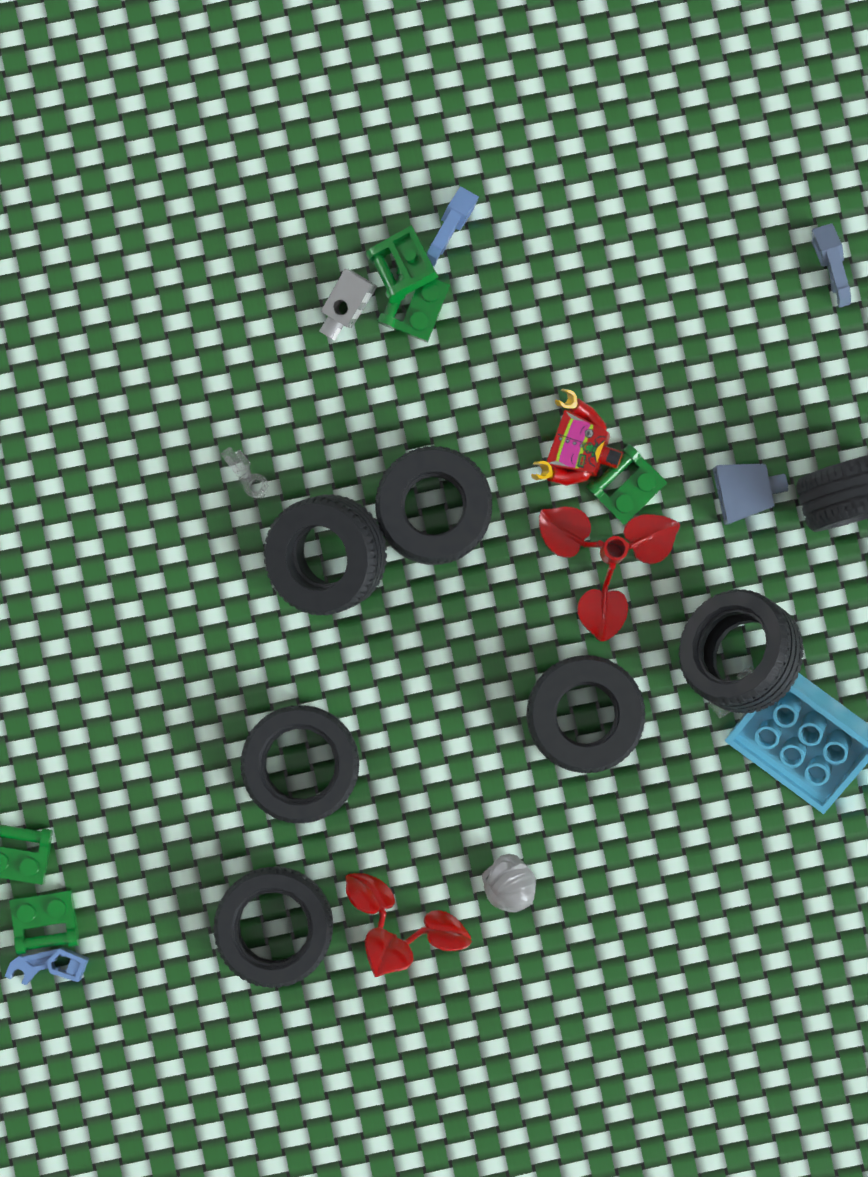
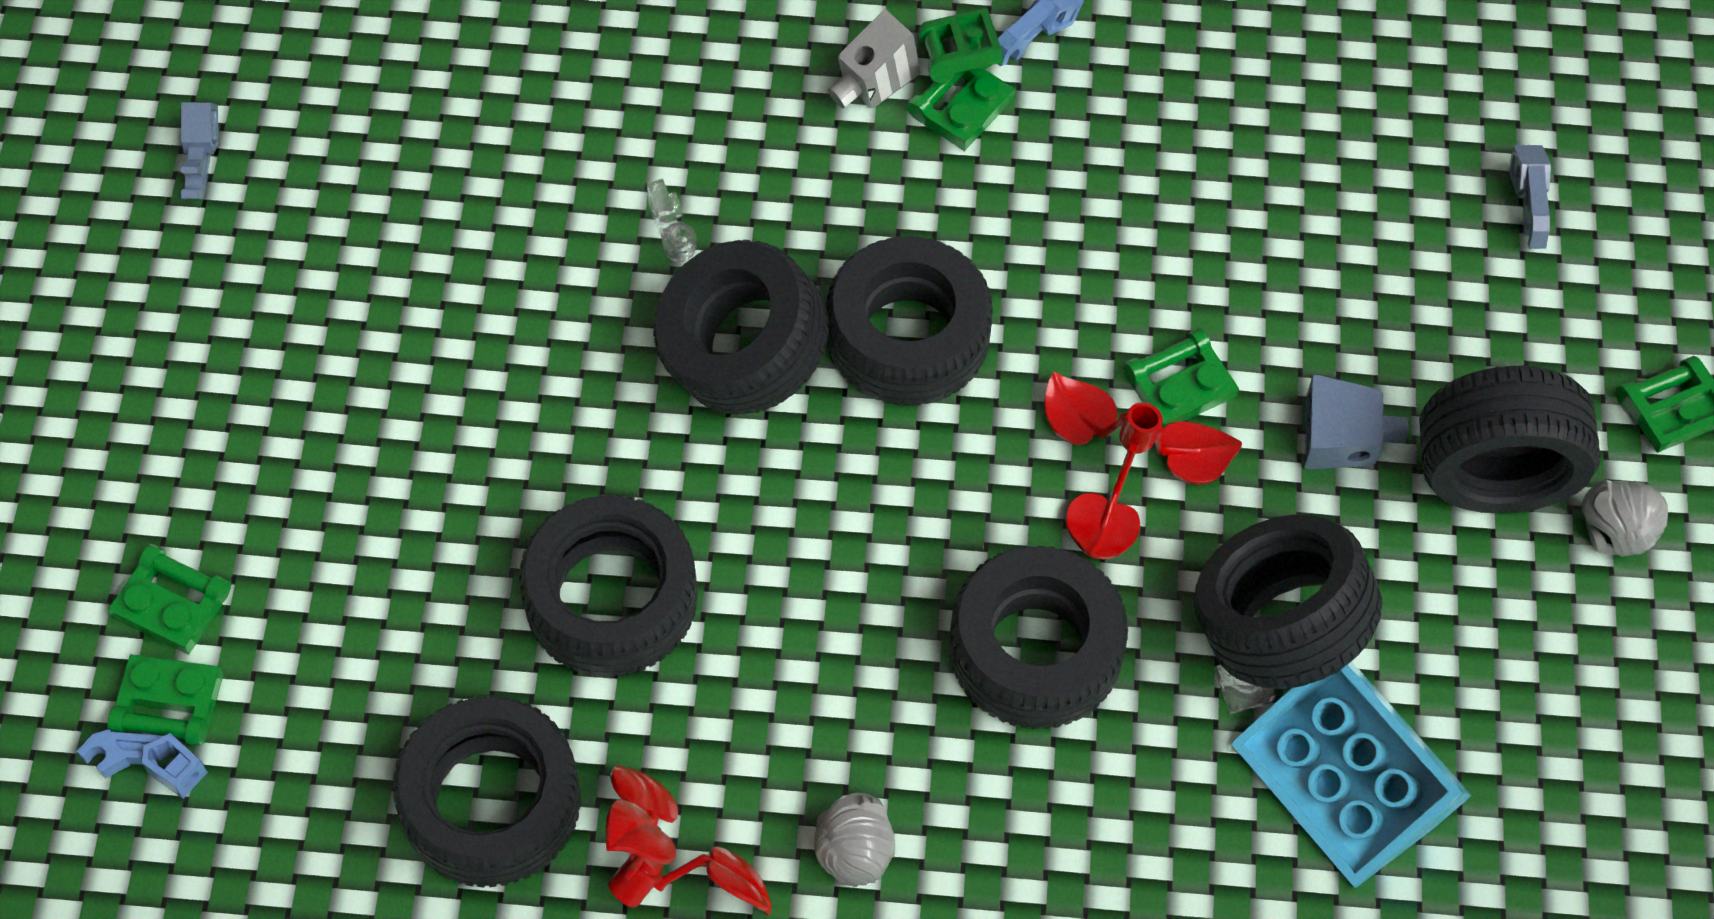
camera: 20 degrees right, 25 degrees down
(578, 445) = (1129, 304): torso -> none

